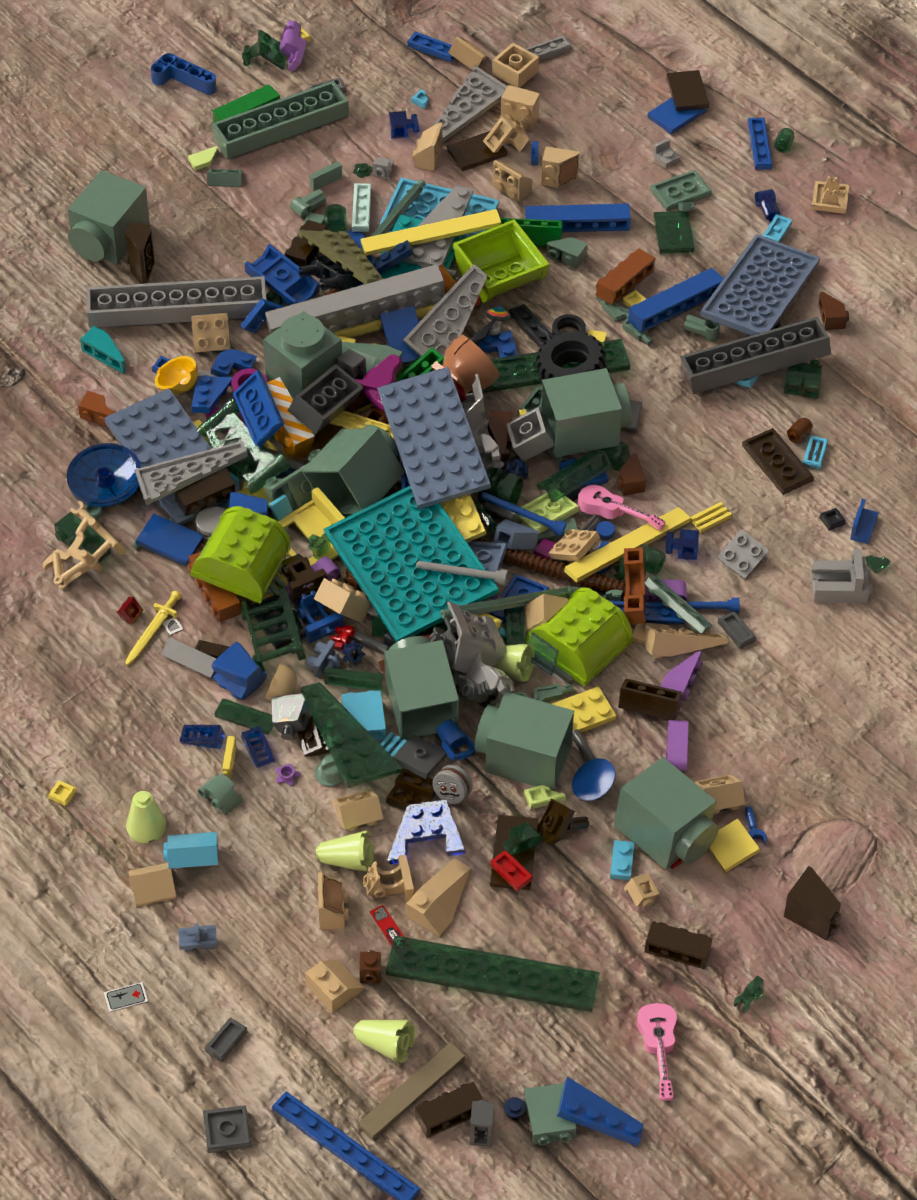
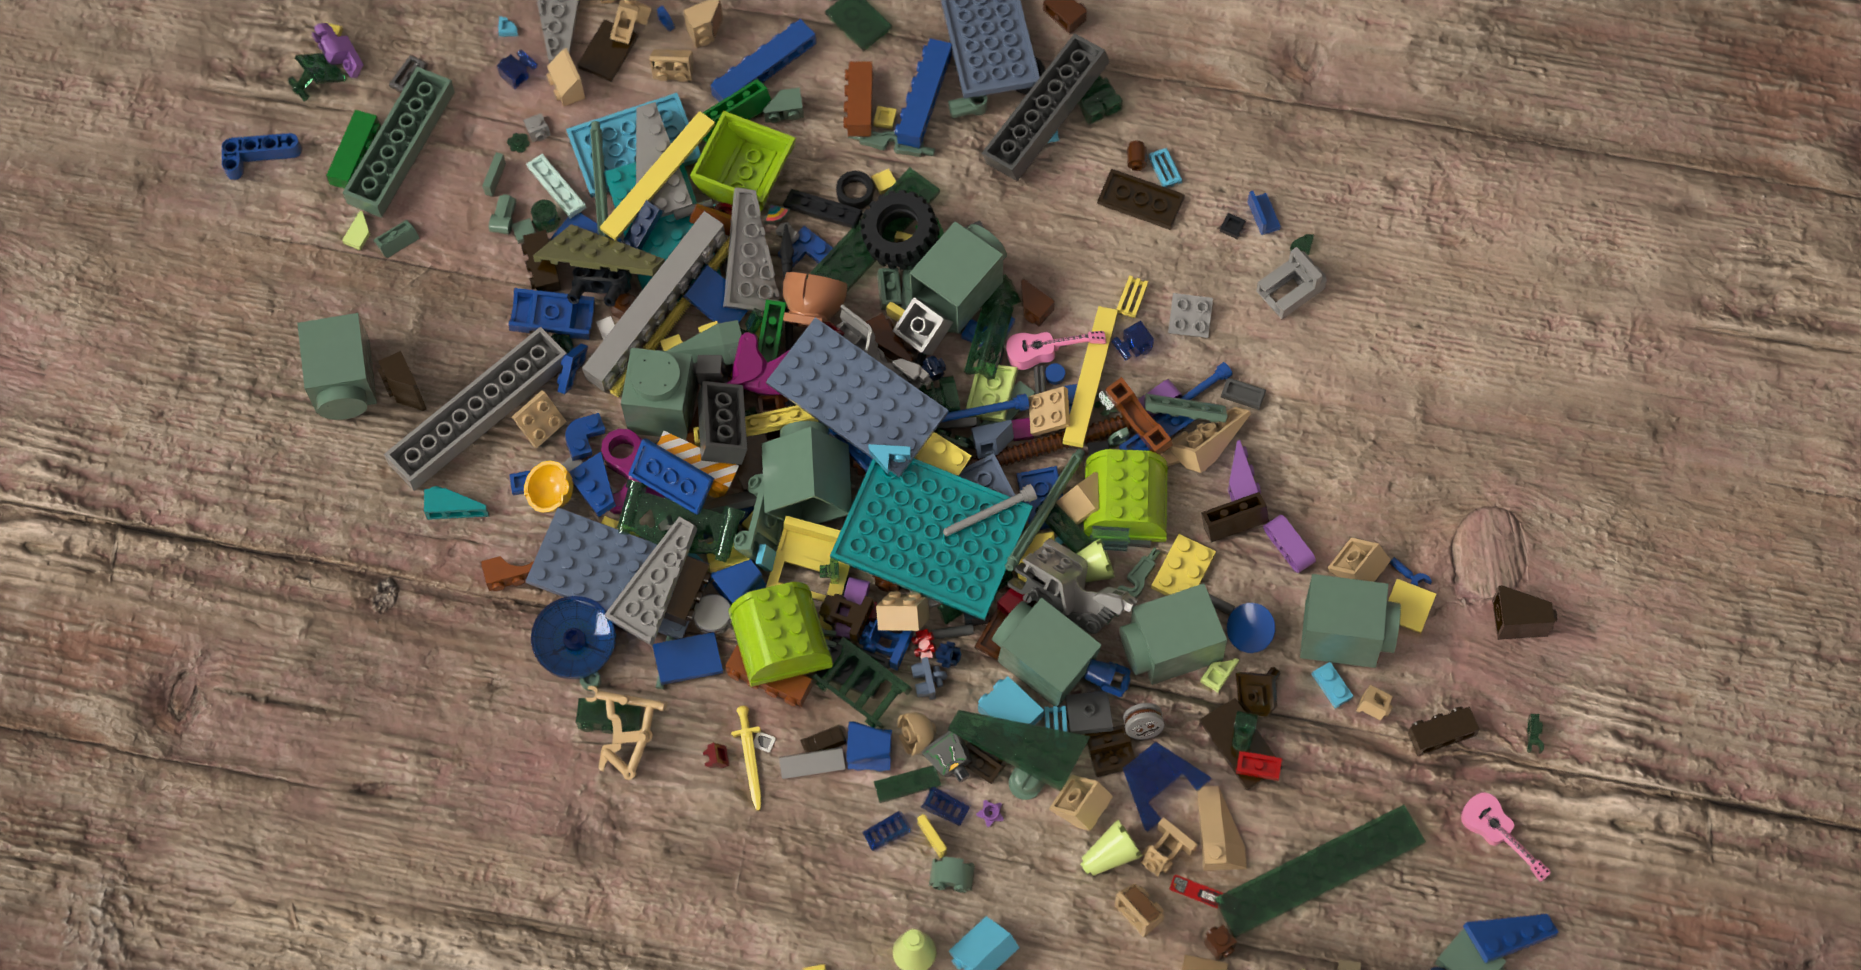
camera: 35 degrees left, 15 degrees up
(353, 679) = (970, 679): clear green tile -> none
(419, 481) = (884, 453): none -> medium azure slope
(654, 559) = (1118, 371): clear green piece -> none

